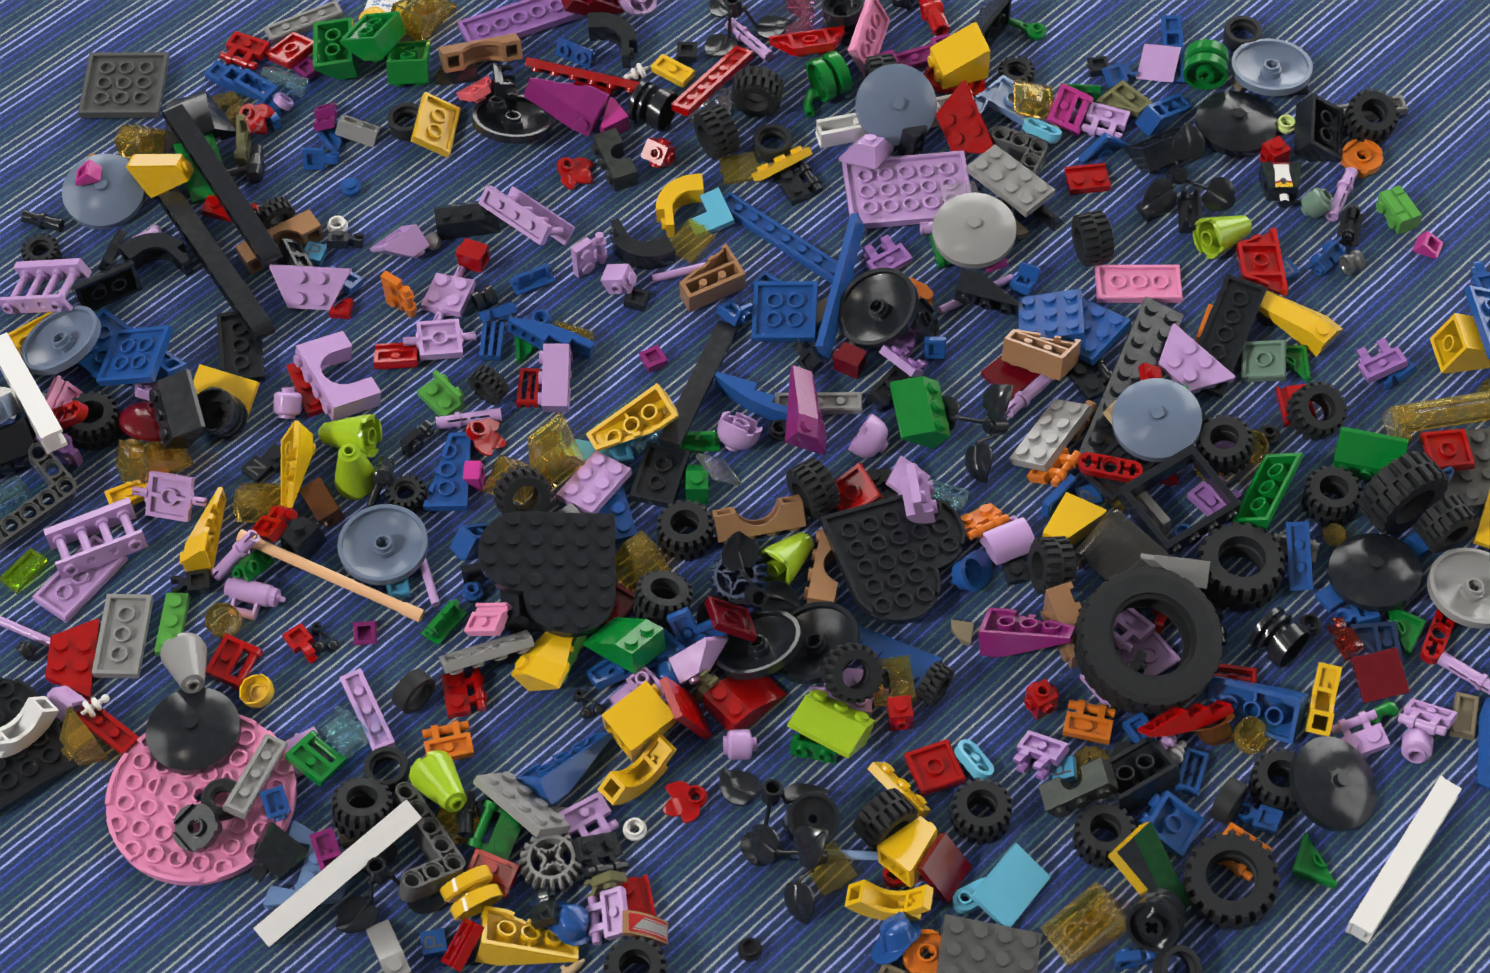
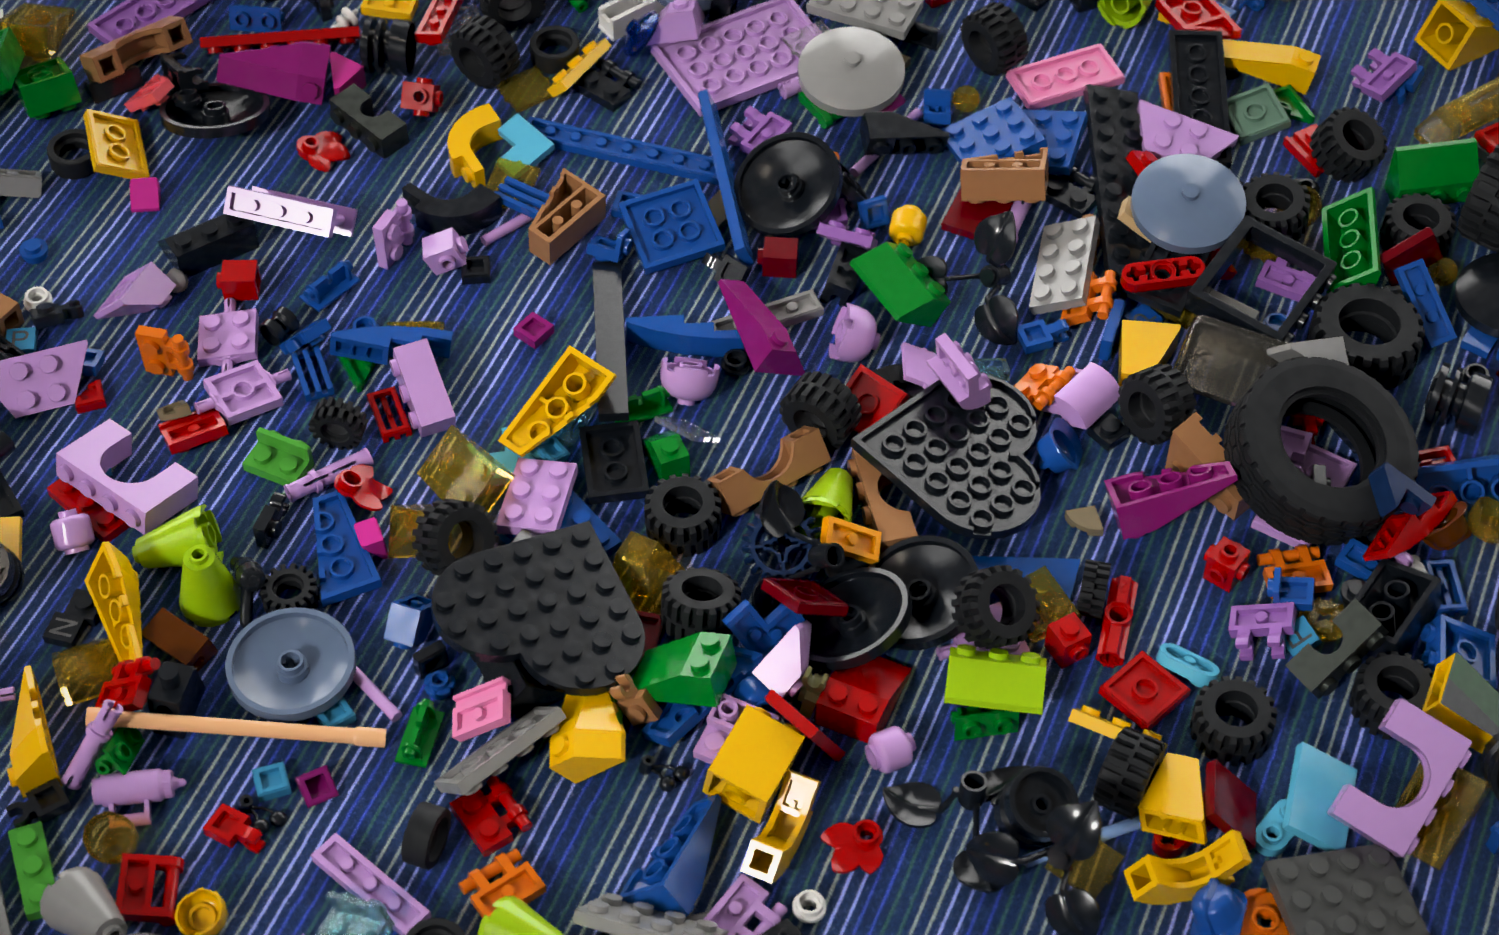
camera: 25 degrees left, 5 degrees down
(339, 619) = (271, 781): none -> dark azure tile
(391, 338) = (174, 411): none -> dark tan tile
(440, 168) = (145, 194): none -> dark pink slope
(587, 652) = (634, 703): none -> medium nougat plate
(684, 244) = (525, 194): none -> blue tile
(783, 589) = (856, 540): none -> light orange plate
(837, 149) = (640, 33): none -> clear blue dish
(935, 721) = (1115, 634): none -> red piece
(953, 366) = (908, 224): none -> yellow head
(1002, 482) = (1039, 336): none -> blue plate
(1052, 278) = (966, 98): none -> clear yellow plate
(1070, 733) = (1292, 589): none -> blue bracket
(1097, 885) = (1440, 754): none -> lavender arch
(1177, 686) = (1395, 489): none -> dark blue slope
(1313, 511) = (1418, 246): none -> dark red tile

